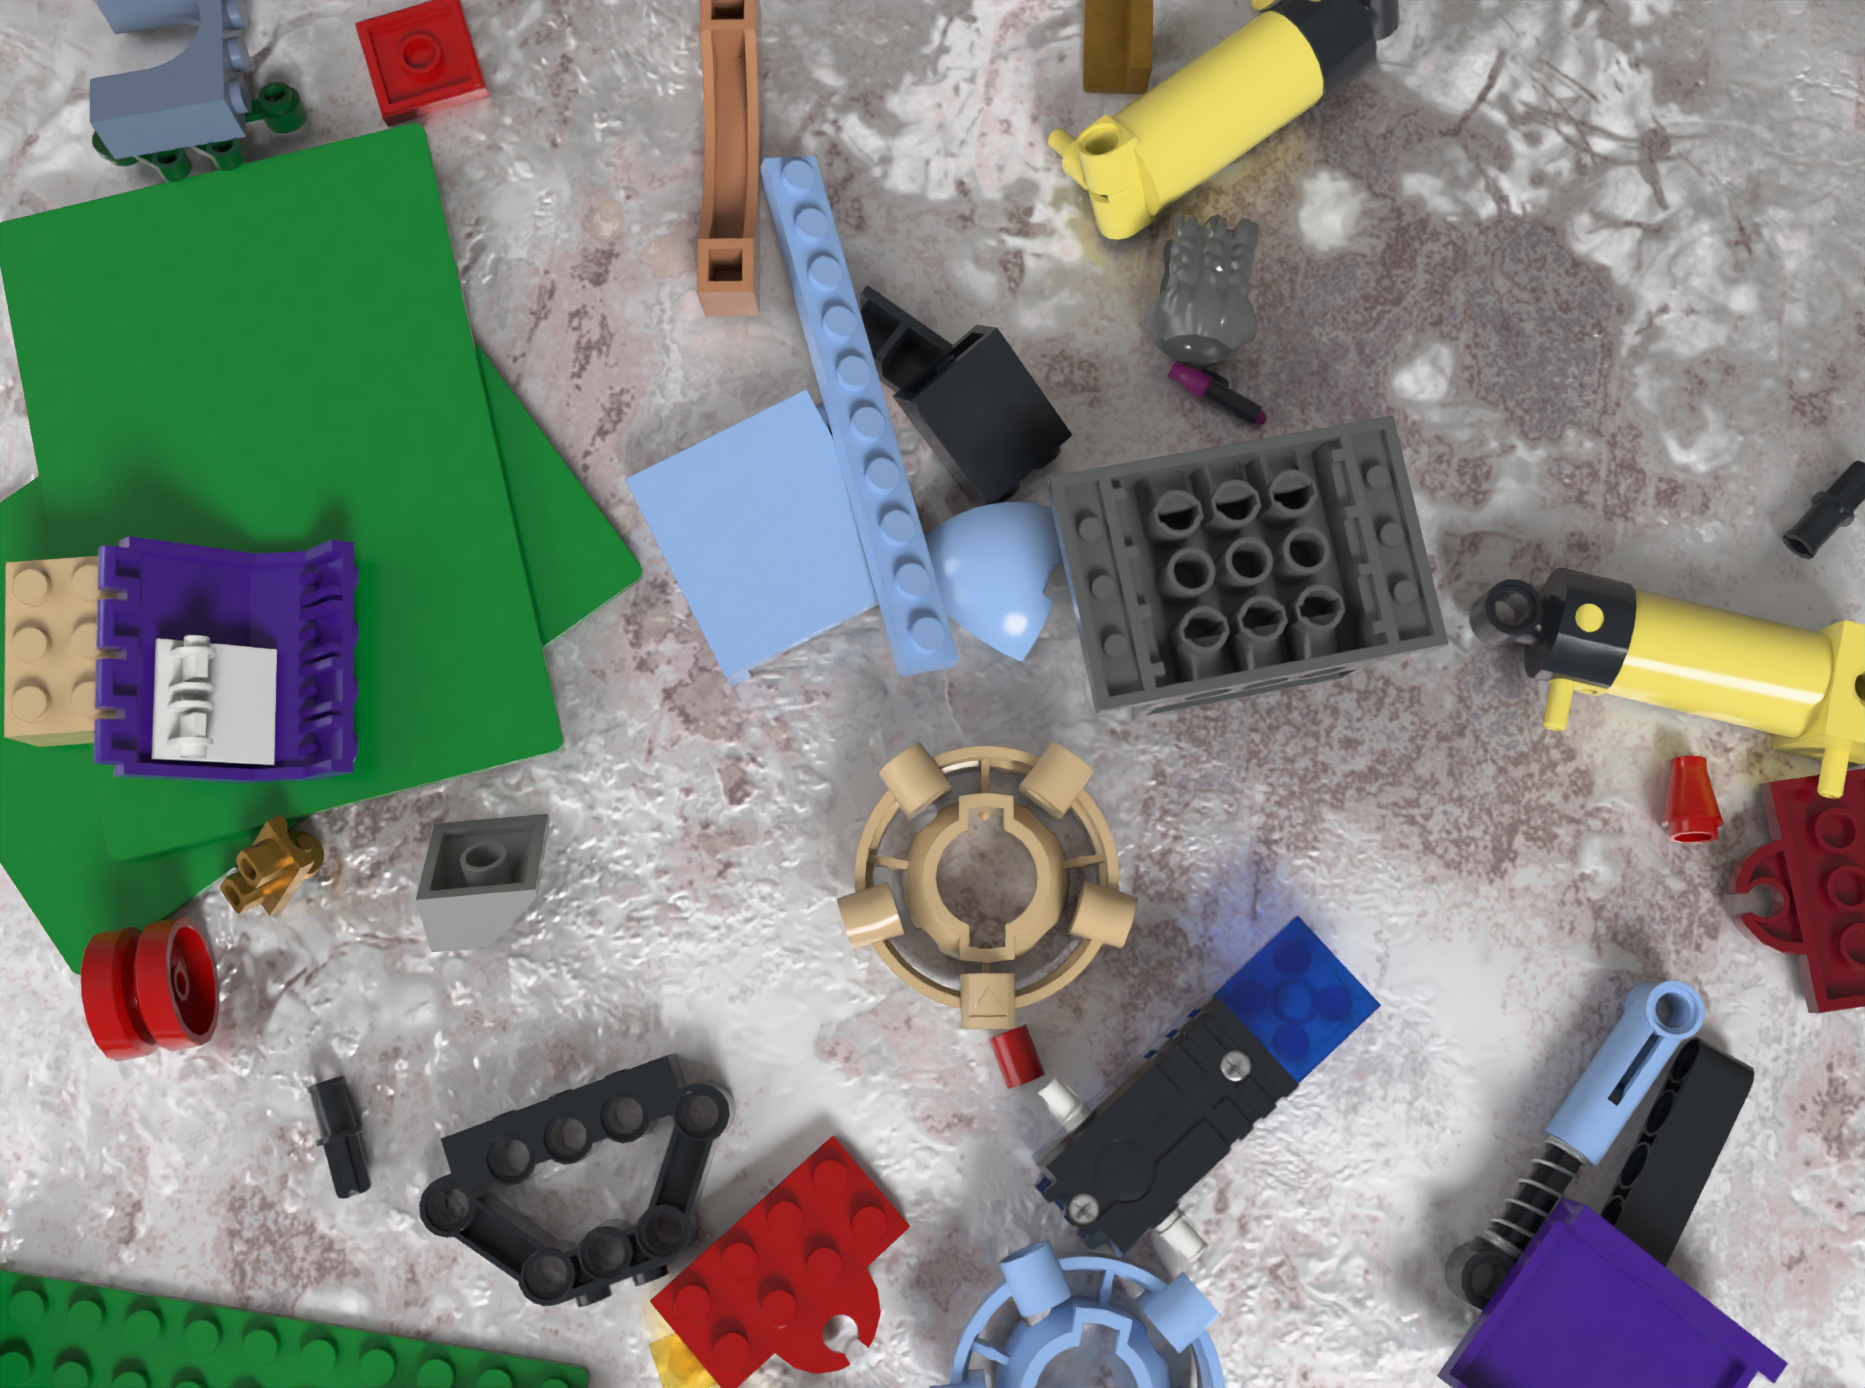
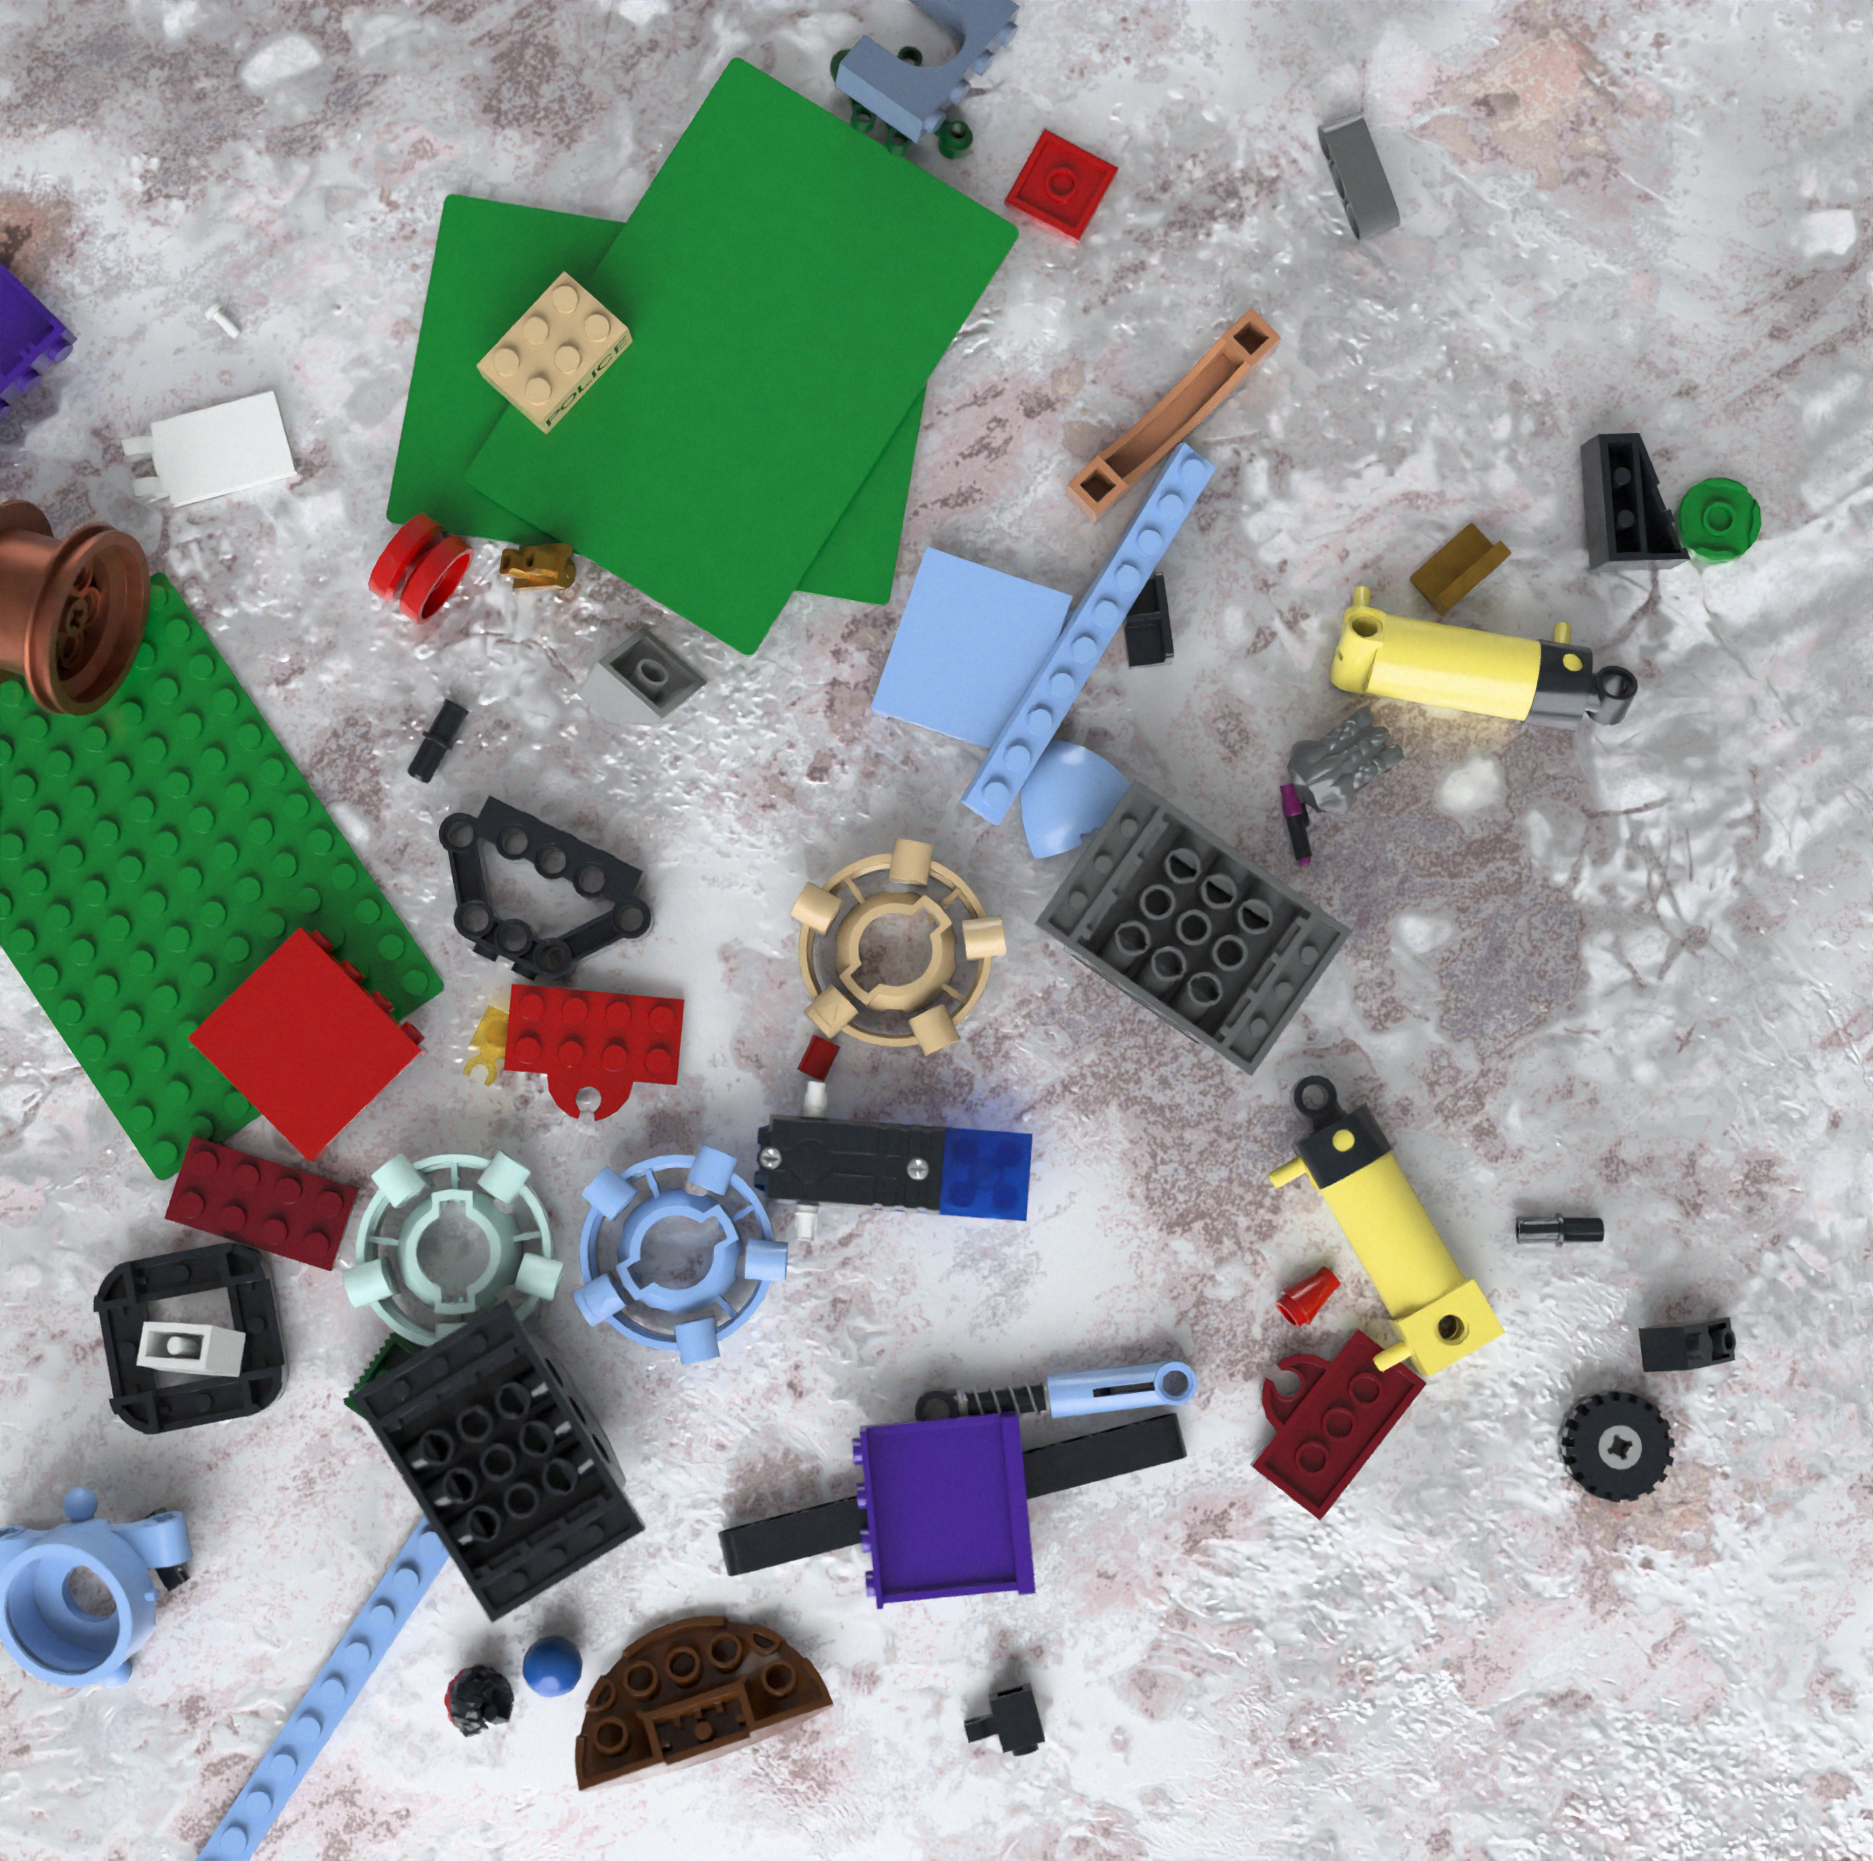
camera: 45 degrees right, 5 degrees up
(214, 702) = (598, 454): white hinge -> none
(238, 599) = (627, 440): dark purple hinge -> none
(984, 416) = (1150, 708): black brick -> none

